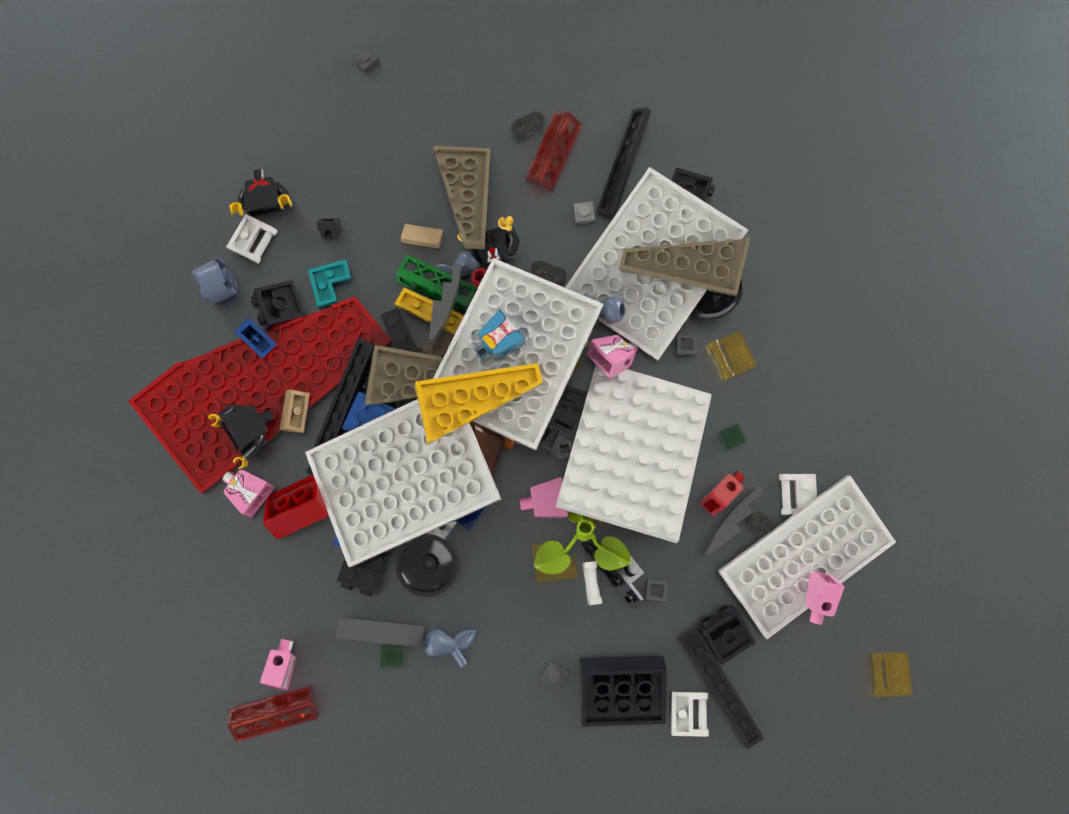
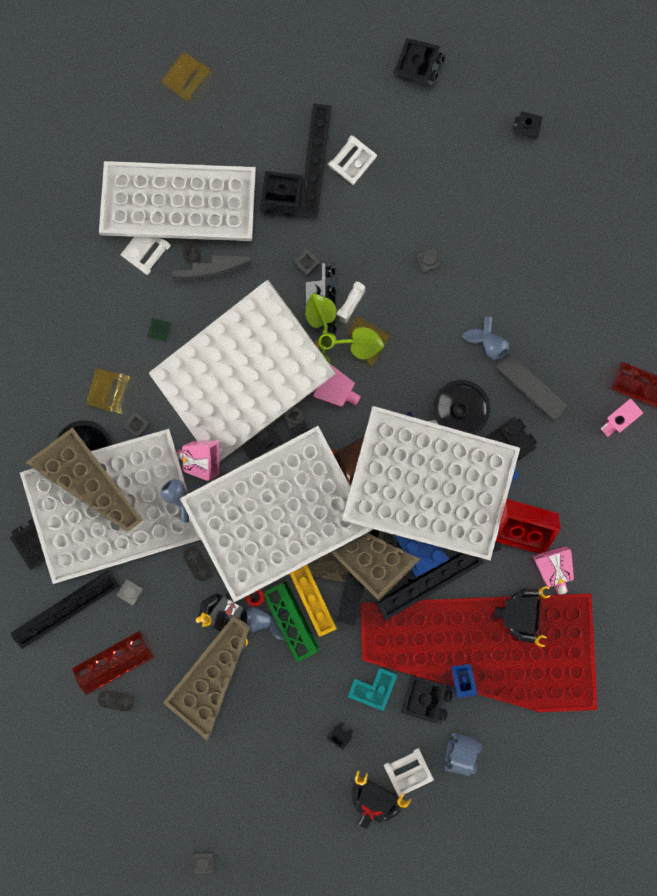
camera: 140 degrees left, 5 degrees up
(294, 411) = (475, 602): tan slope -> none
(391, 656) = (536, 364): clear green plate -> none
(422, 236) = (272, 672): tan slope -> none
(443, 309) = (304, 590): dark grey slope -> none
(460, 399) = (345, 500): yellow wing -> none
(499, 337) = (280, 530): torso -> none
(623, 690) = (387, 212): black slope -> none
(723, 493) = (208, 292): red torso -> none
(822, 596) = (191, 165): bright pink torso -> none

